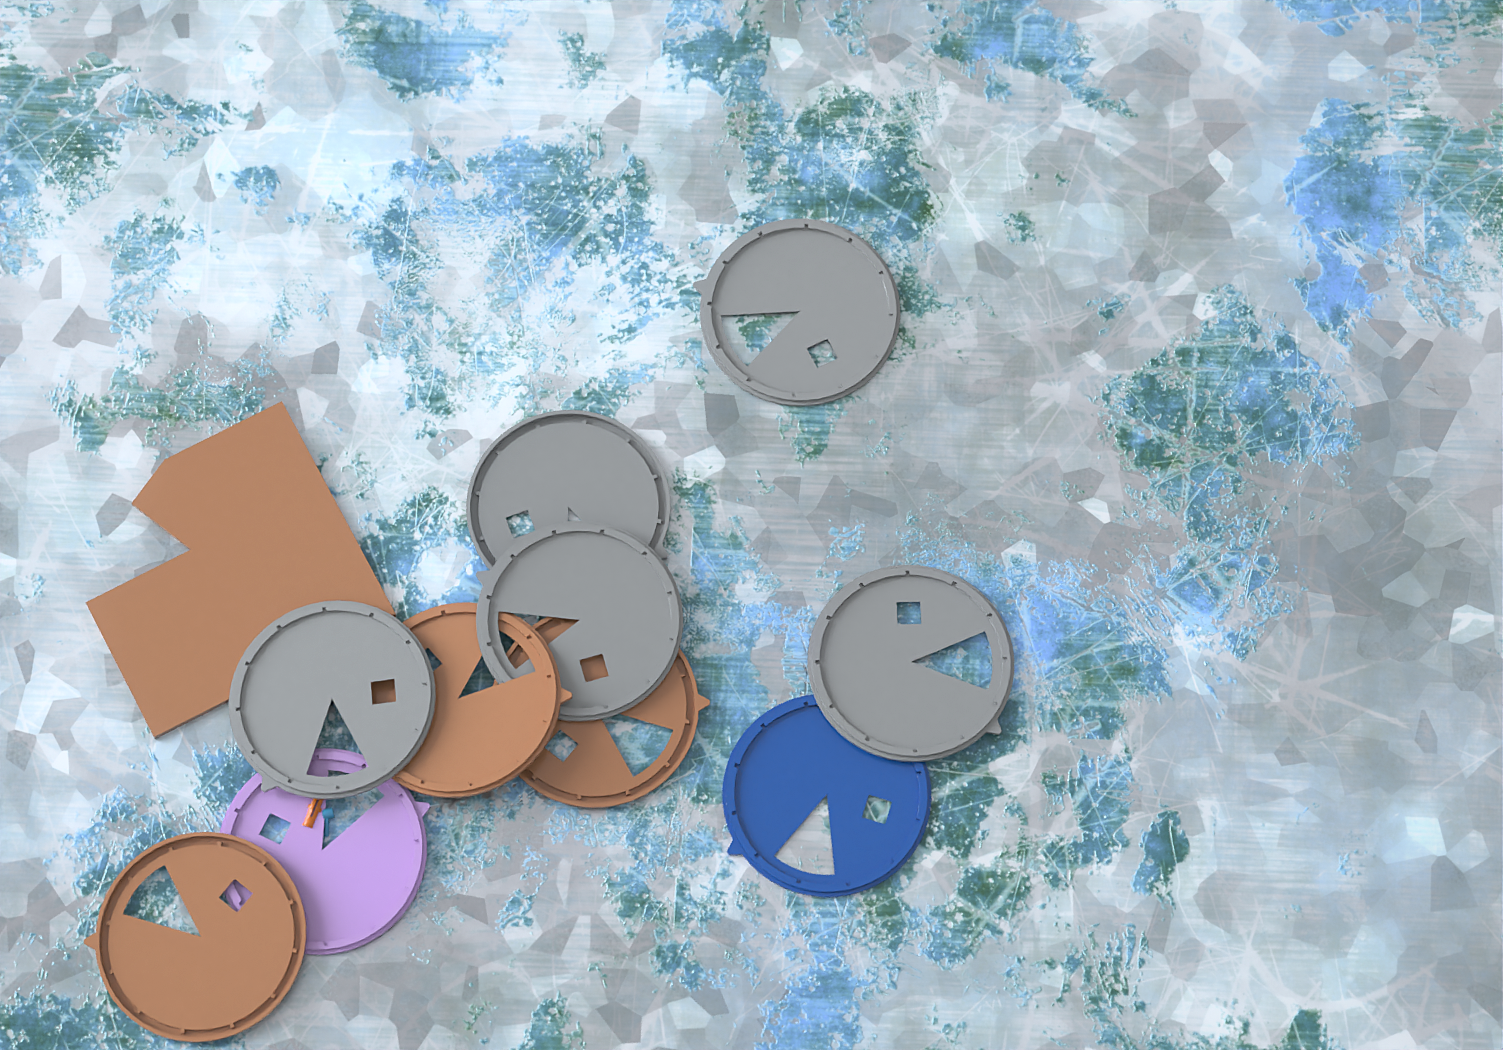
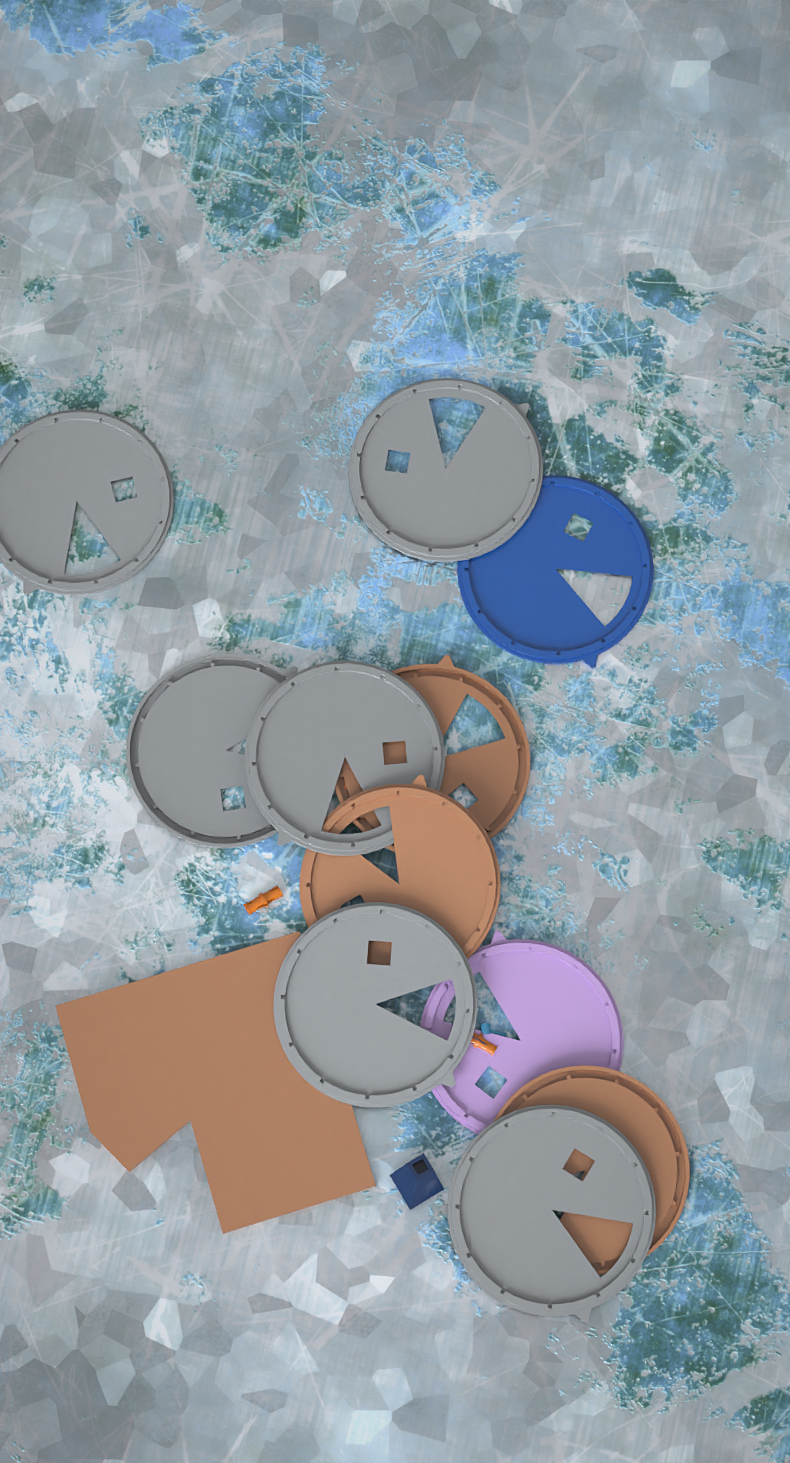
camera: 75 degrees left, 5 degrees up
(160, 862) = (506, 1199): none -> light grey hose
(164, 775) = (417, 1181): none -> dark blue slope
(421, 573) = (263, 900): none -> orange pin

